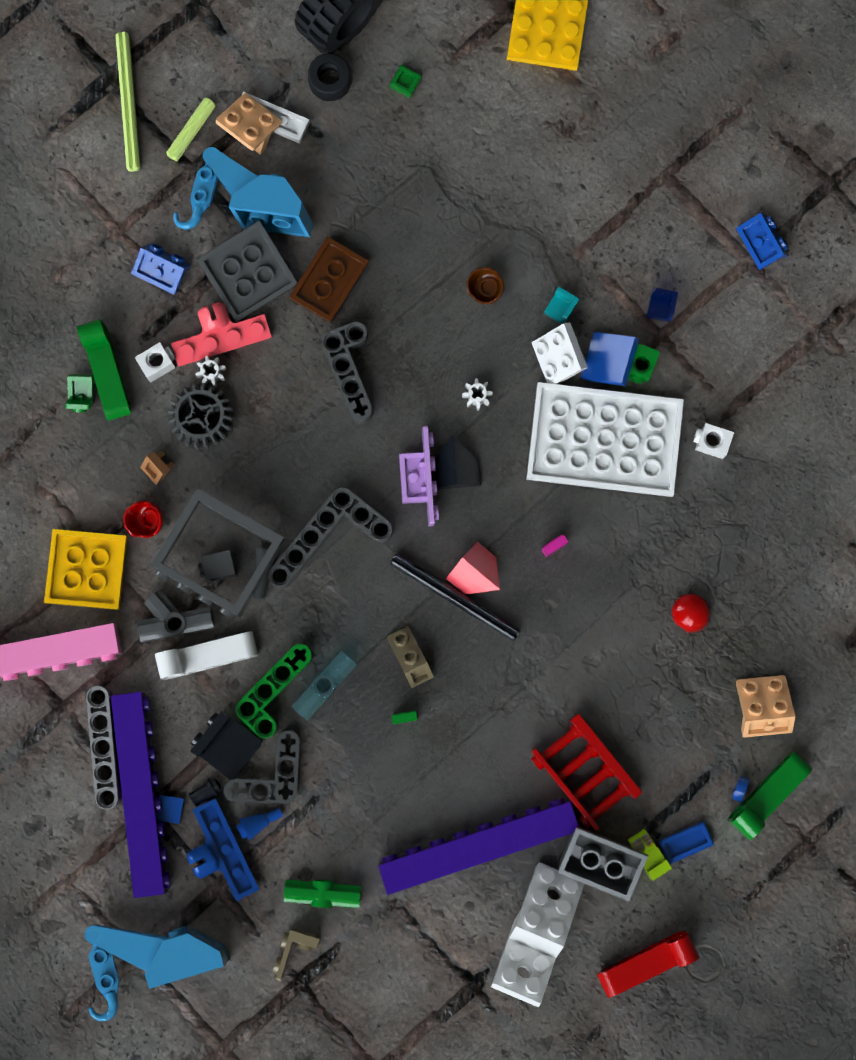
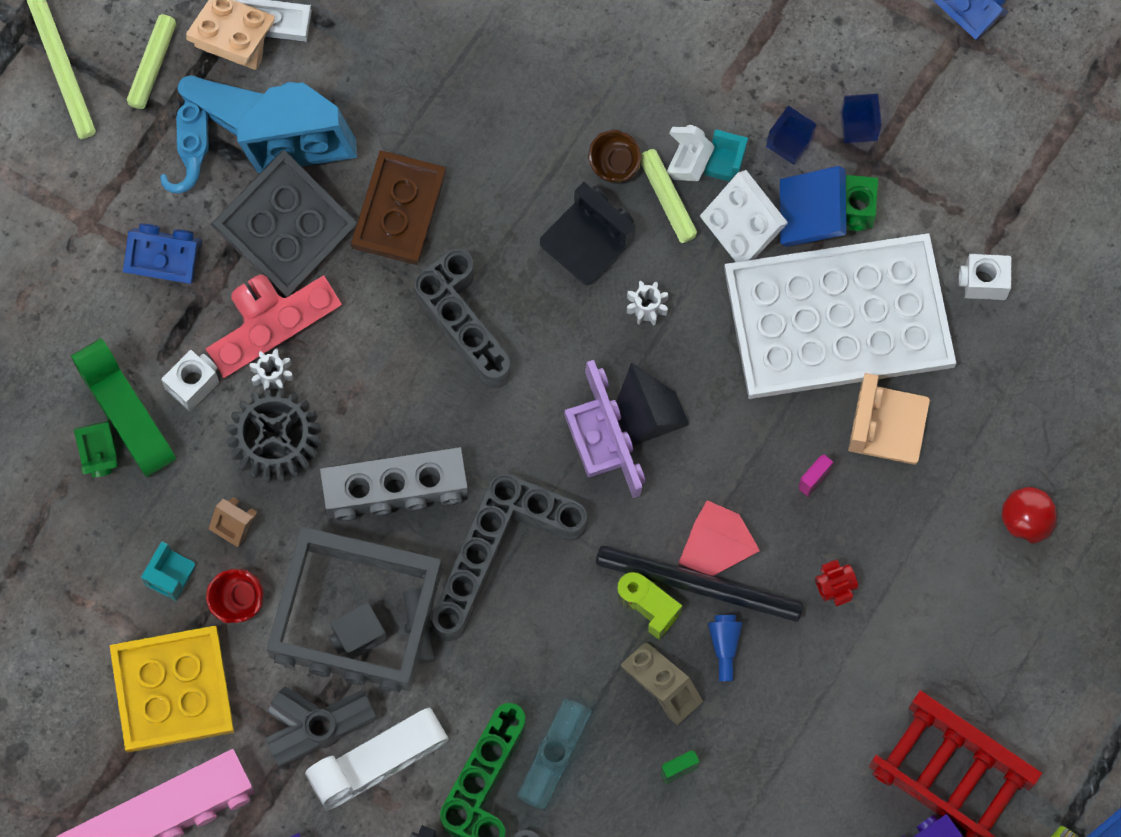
camera: 15 degrees left, 10 degrees down
(105, 489) = (167, 572): none -> teal panel
(234, 461) = (376, 474): none -> light grey brick
(412, 592) = (641, 594): none -> lime leg
(451, 335) = (589, 234): none -> black bracket
(461, 638) = (725, 638): none -> blue cone
(514, 322) = (668, 196): none -> yellowish green axle
(538, 298) = (691, 154): none -> white bracket
(546, 623) = (836, 582): none -> red gear
(610, 303) = (791, 135): none -> clear blue panel
(615, 523) = (888, 422): none -> light nougat bracket

